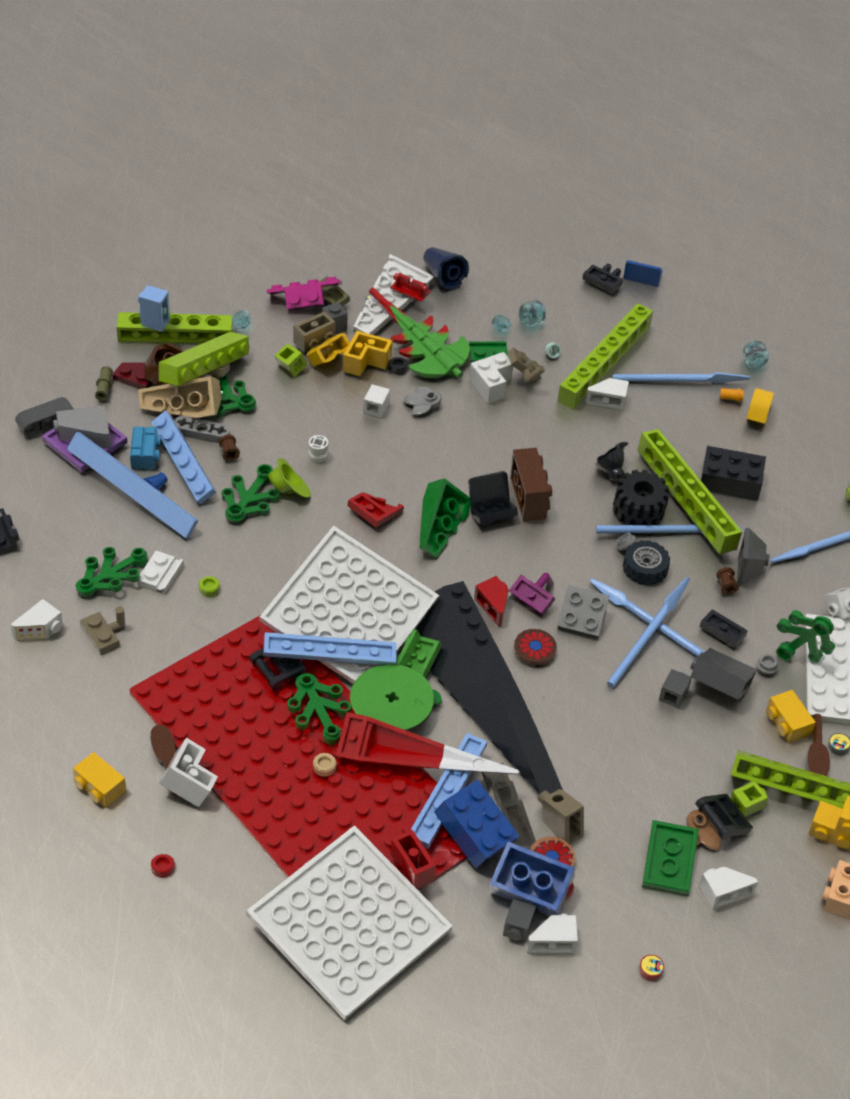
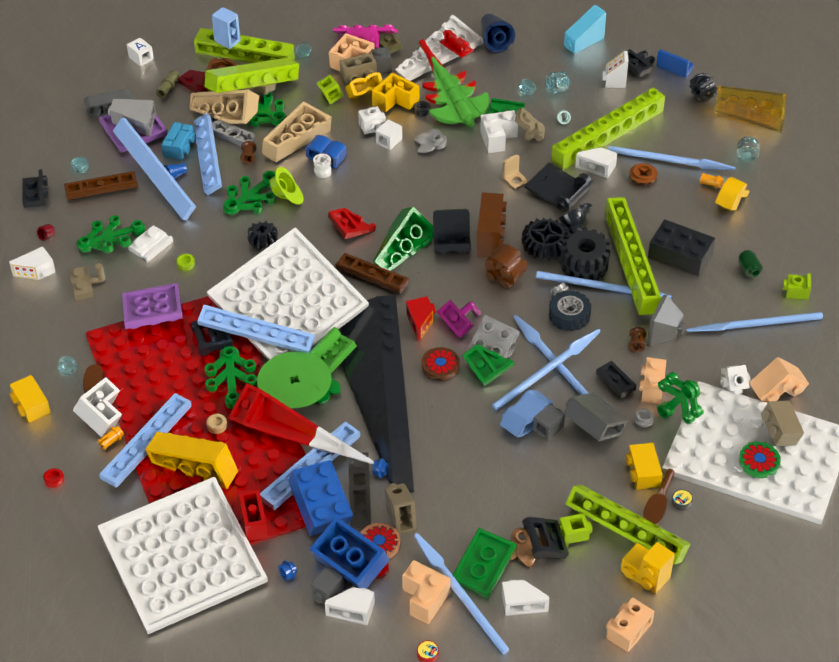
camera: 20 degrees right, 0 degrees up
(33, 576) = (48, 229): none -> dark red piece
(40, 495) = (80, 165): none -> clear light blue tile
(56, 350) = (140, 52): none -> white brick
(75, 514) = (100, 185): none -> reddish brown plate
(126, 732) = (67, 365): none -> clear light blue plate
(196, 644) = (151, 306): none -> medium lavender plate
(213, 800) = (110, 437): none -> light orange pin
(254, 800) = (135, 450): none -> light blue plate
(275, 414) = (295, 131): none -> tan wedge
(285, 539) = (262, 235): none -> black gear
(296, 310) = (348, 47): none -> light nougat brick
(310, 426) = (323, 145): none -> blue brick
(317, 807) = (193, 457): none -> yellow wedge
(351, 388) = (371, 119): none -> white brick
(423, 560) = (372, 273): none -> reddish brown plate
(468, 913) = (287, 570): none -> blue plate
(522, 421) = (511, 171): none -> tan bracket
(522, 778) = (379, 468): none -> blue plate
(541, 250) = (586, 30): none -> medium azure slope
(563, 526) = (505, 266): none -> reddish brown brick
(580, 429) = (559, 187): none -> black door
(585, 638) = (486, 364): none -> green wing
(590, 291) = (616, 71): none -> white slope
(590, 488) = (544, 238): none -> black gear
(625, 867) = (437, 561): none -> light blue piece
(627, 897) = (428, 590): none -> light nougat brick
(647, 687) = (520, 417): none -> medium blue brick
(657, 394) = (644, 169): none -> dark orange gear
(685, 294) = (703, 87): none -> black gear
(743, 307) = (752, 106): none -> clear yellow wedge
(762, 622) = (653, 373): none -> light nougat brick
(806, 477) = (750, 263): none -> dark green brick

